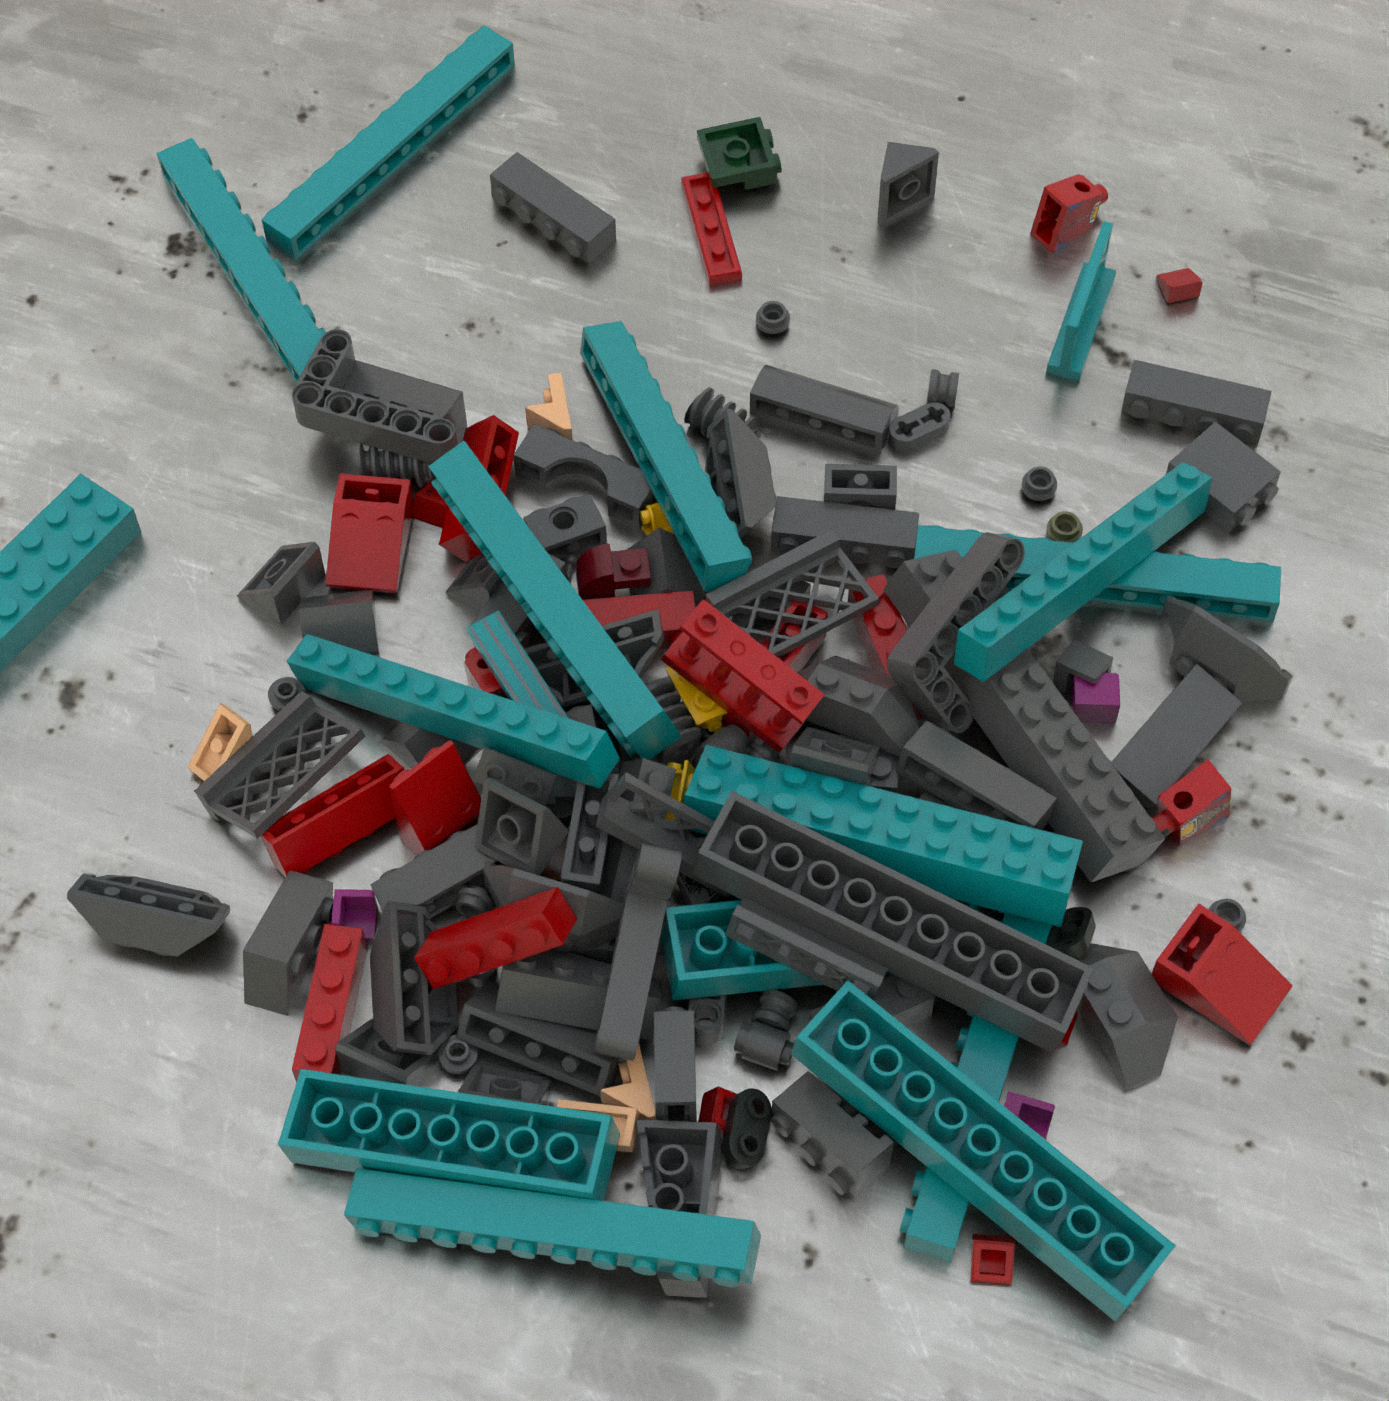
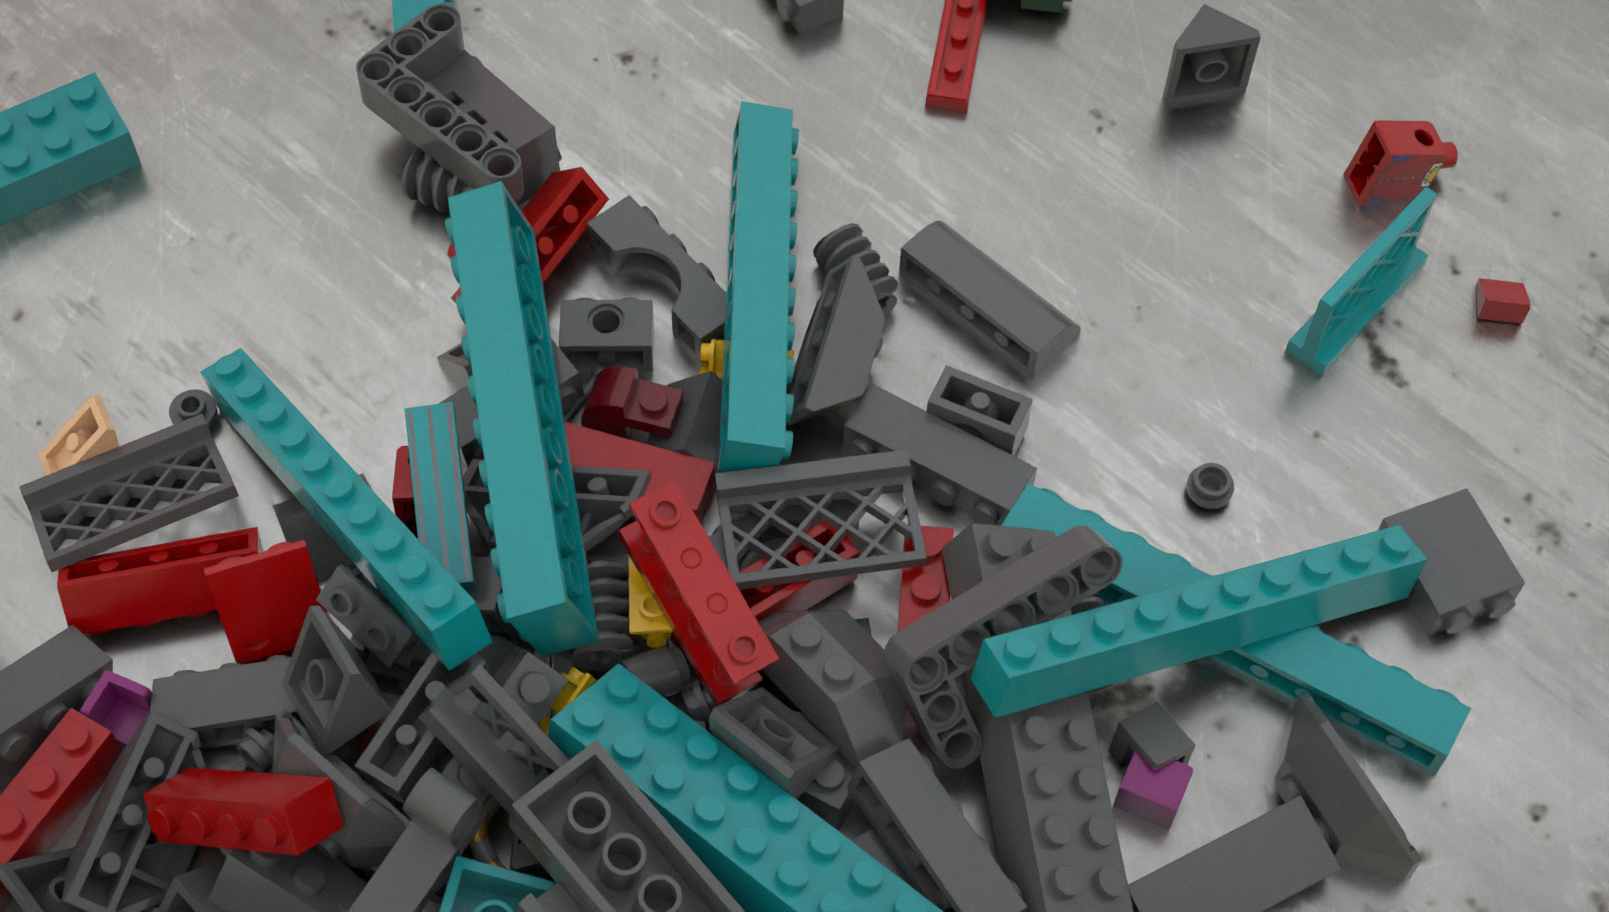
camera: 20 degrees right, 0 degrees up
(284, 580) = (261, 279): dark grey slope -> none
(342, 619) = (298, 349): dark grey slope -> none
(369, 532) = (379, 255): red slope -> none
(554, 411) = (667, 191): light nougat slope -> none
(776, 311) = (979, 159): dark grey plate -> none
(917, 424) = (1094, 361): dark grey beam -> none
(943, 387) = (1143, 324): dark grey wheel -> none
(1067, 521) = (1220, 543): olive plate -> none
(1195, 401) = (1456, 453): dark grey brick -> none

